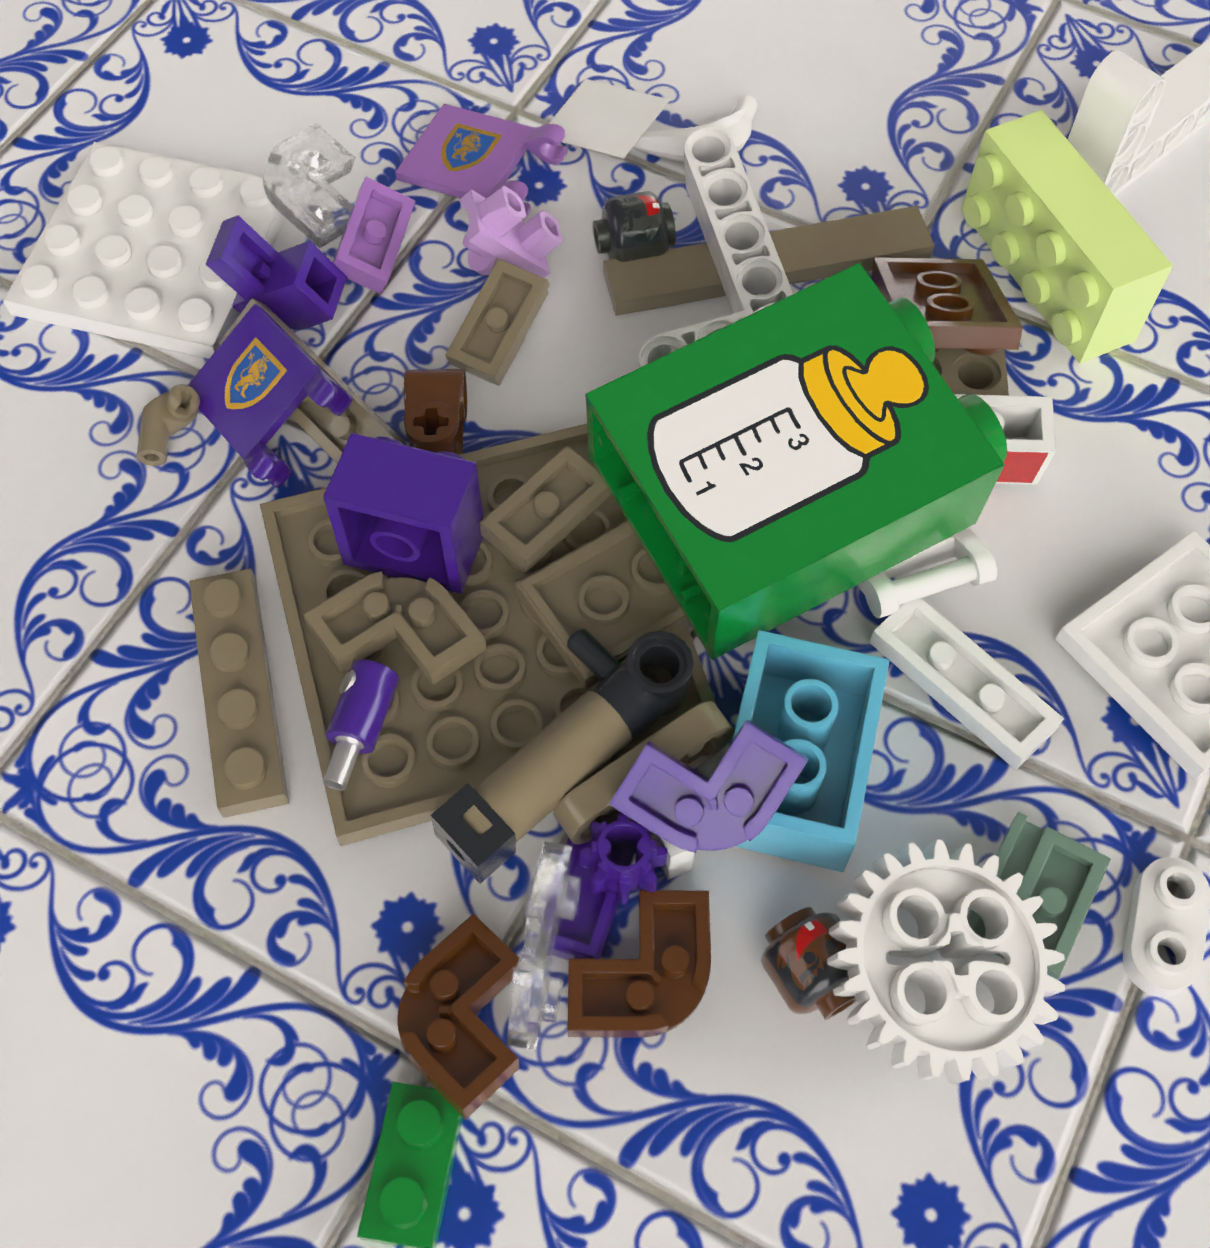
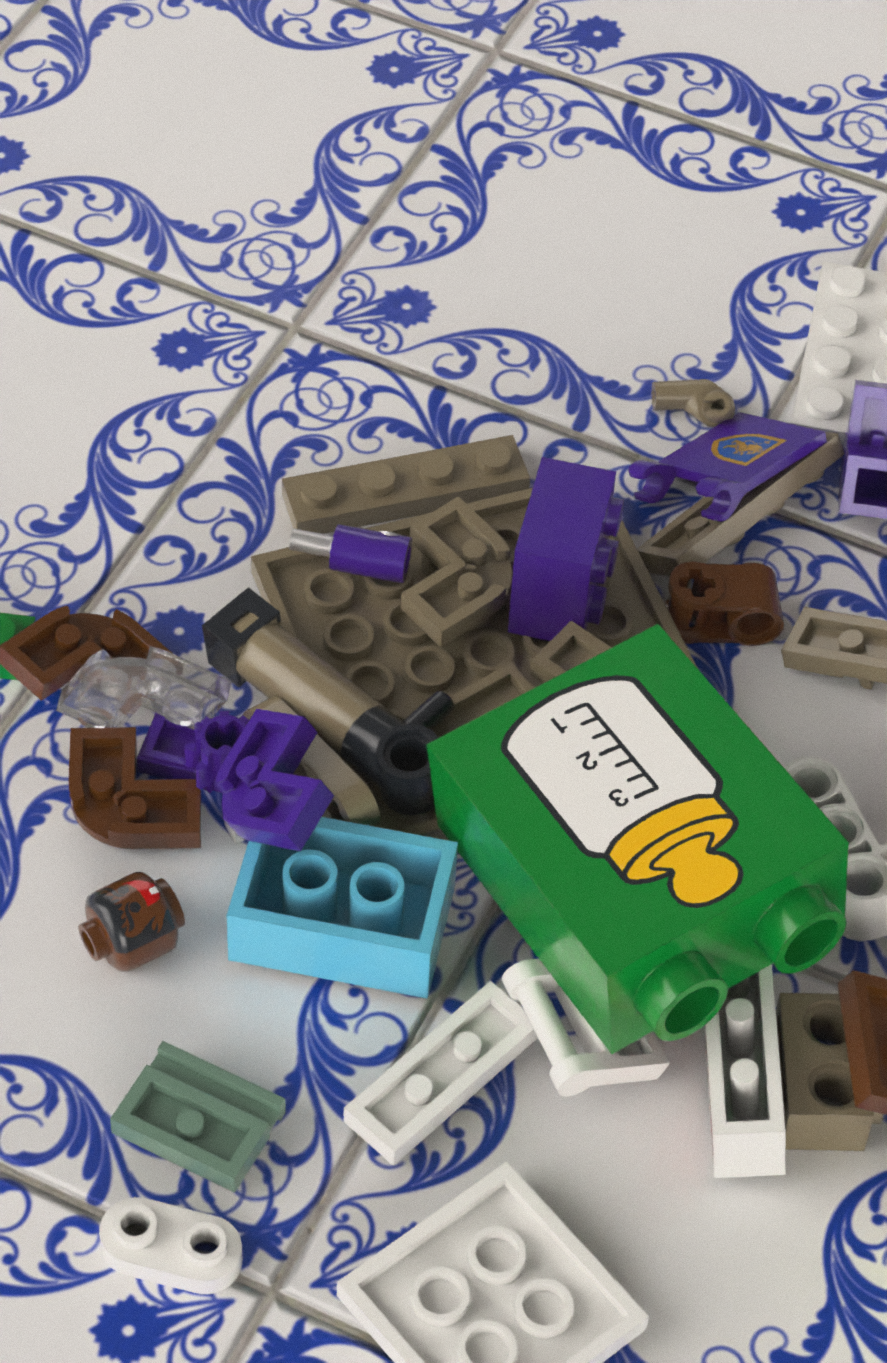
camera: 85 degrees right, 10 degrees down
(954, 1027) = (55, 1005): white gear -> none

